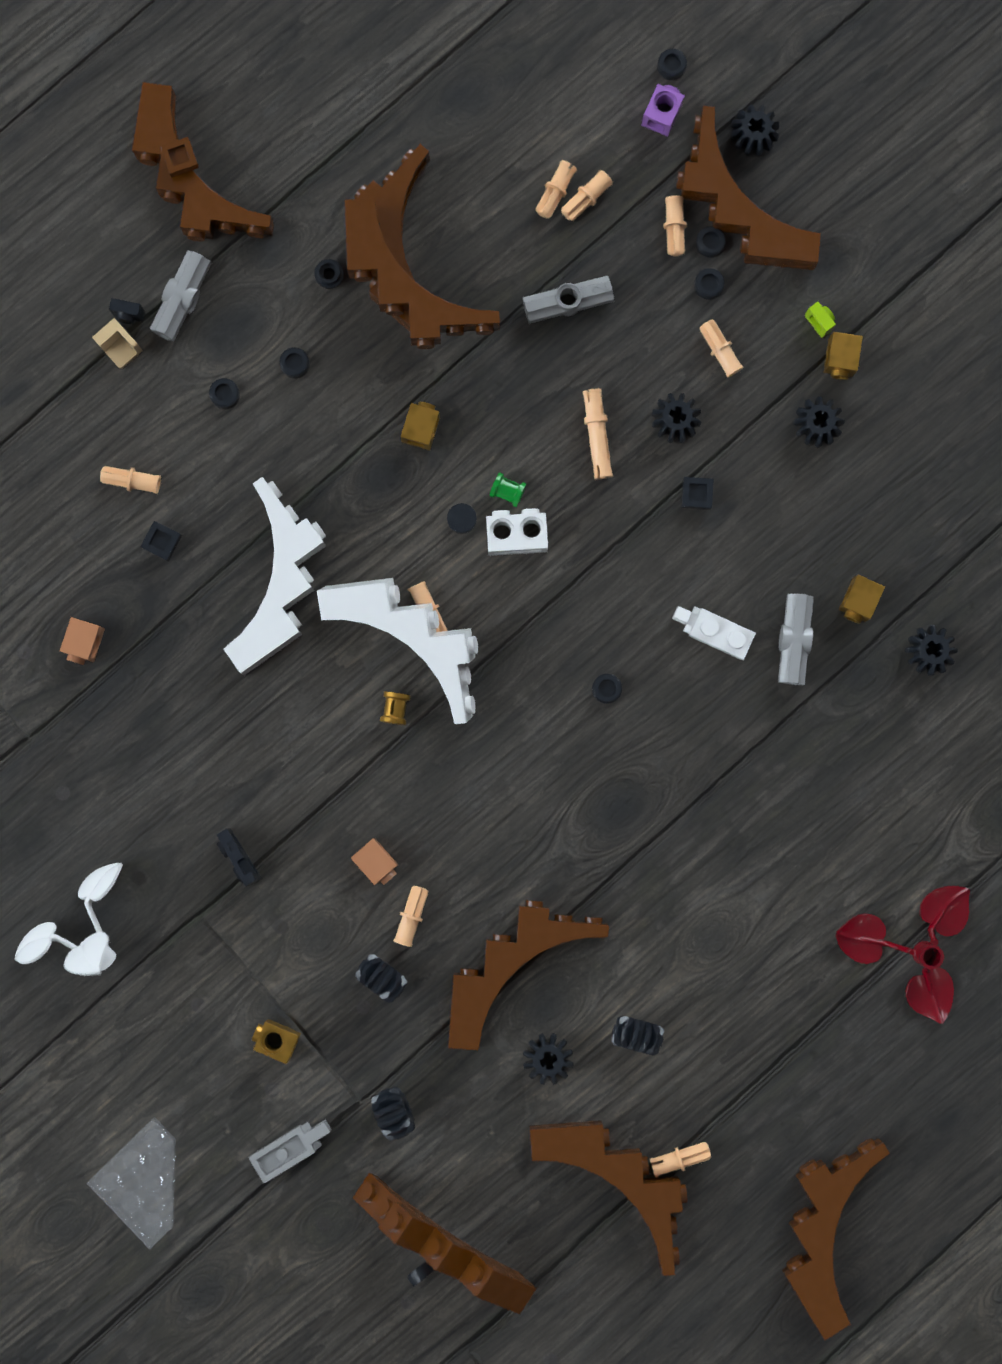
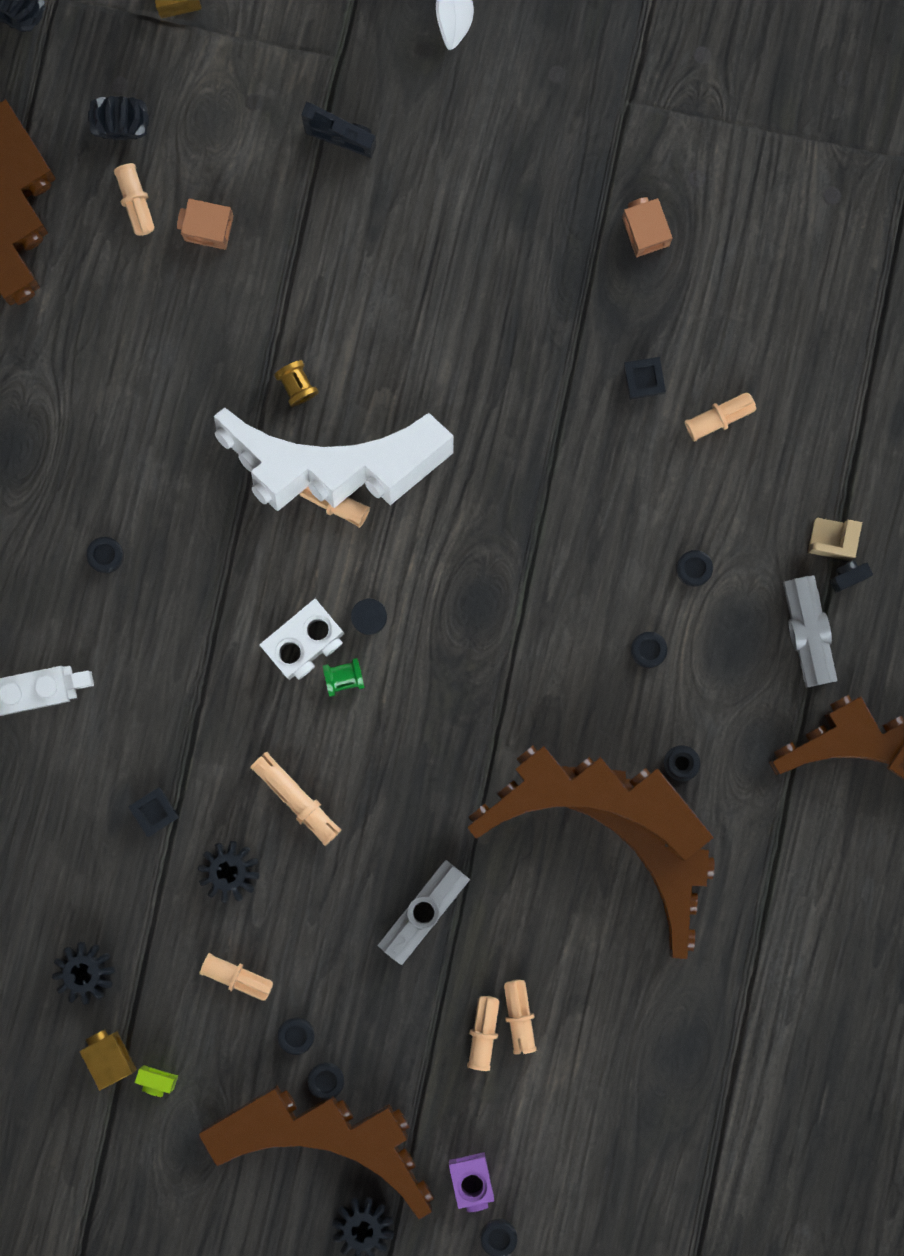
camera: 150 degrees right, 0 degrees up
(293, 545) = (514, 468): white arch -> none
(420, 425) = (476, 677): pearl gold brick -> none
(675, 225) = (372, 1069): light nougat axle -> none

